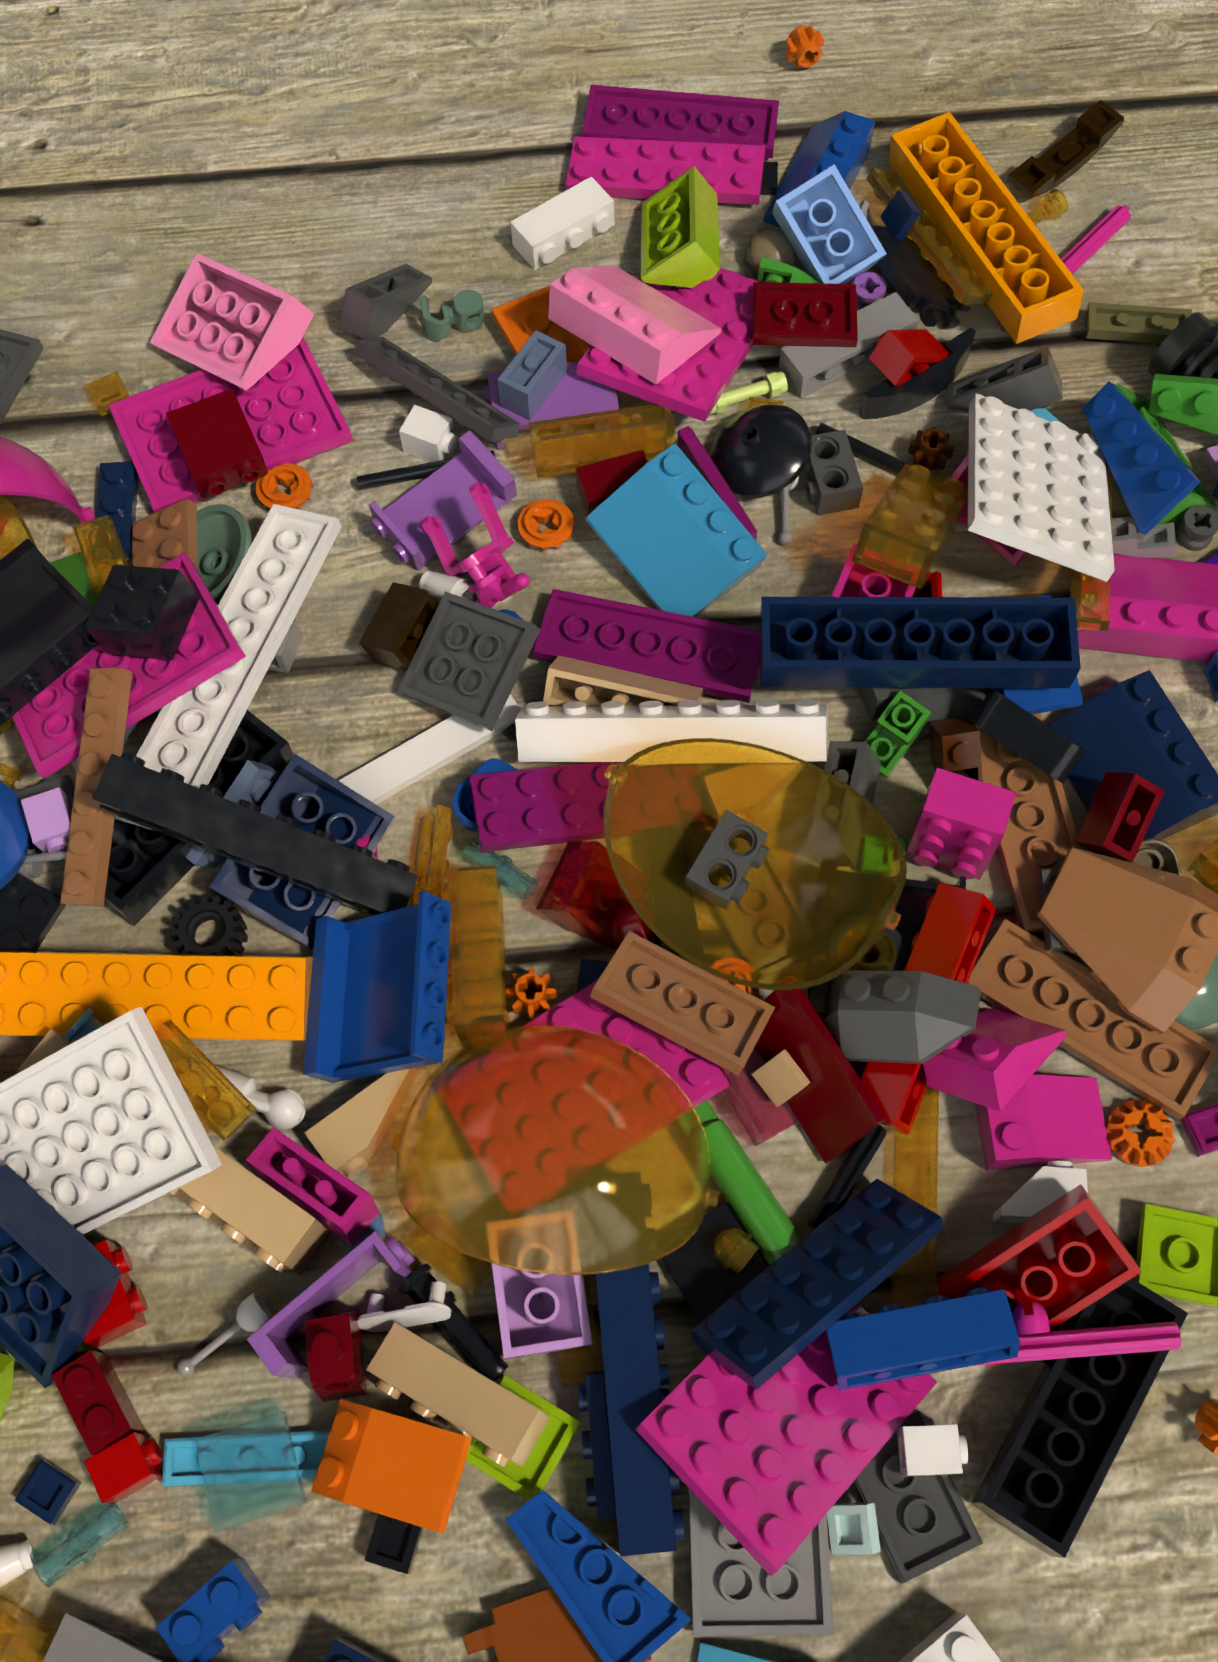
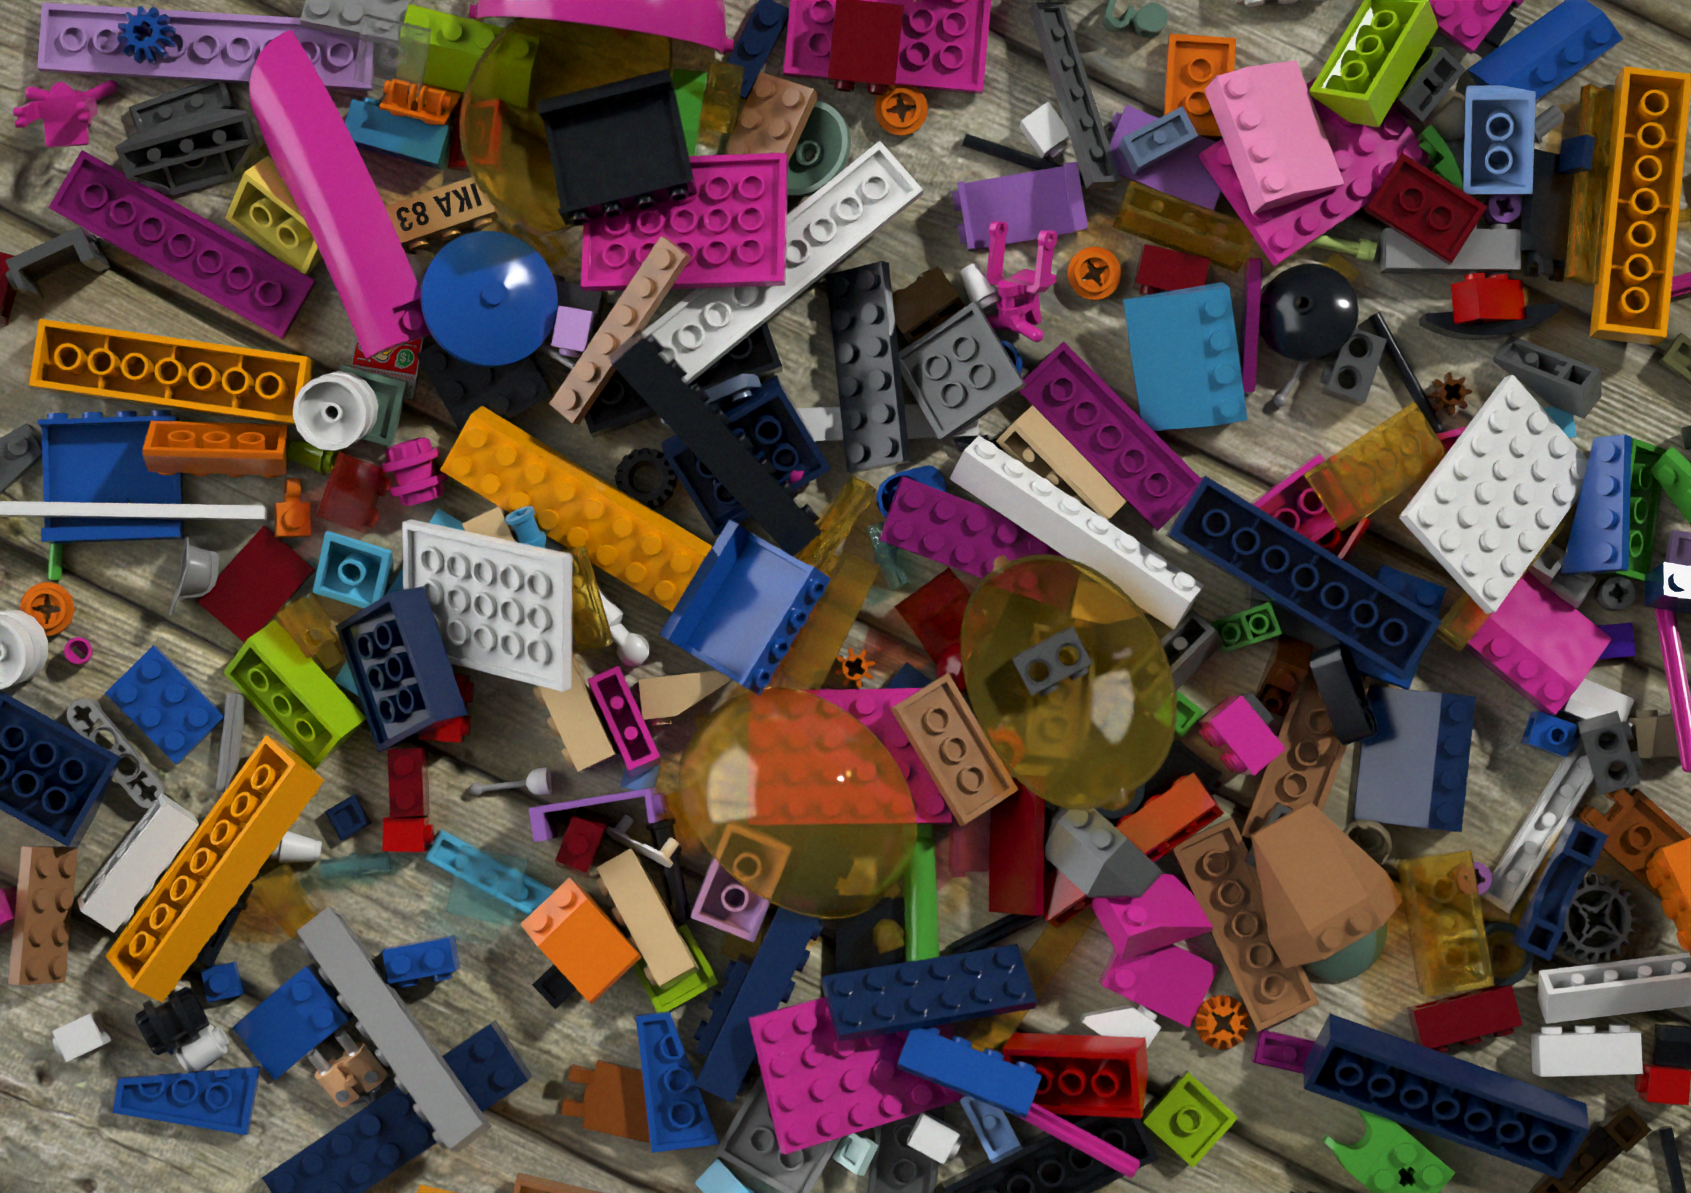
camera: 25 degrees right, 20 degrees up
(142, 612) = (725, 202): black brick -> none
(379, 707) = (868, 367): none -> black plate
(738, 231) = (1428, 83): none -> dark grey brick
(781, 1078) = (992, 838): tan tile -> none
(979, 1399) = (991, 1127): none -> light blue plate
(1031, 1323) = (1047, 1103): dark pink hinge -> none
(1119, 815) = (1365, 797): dark red brick -> none

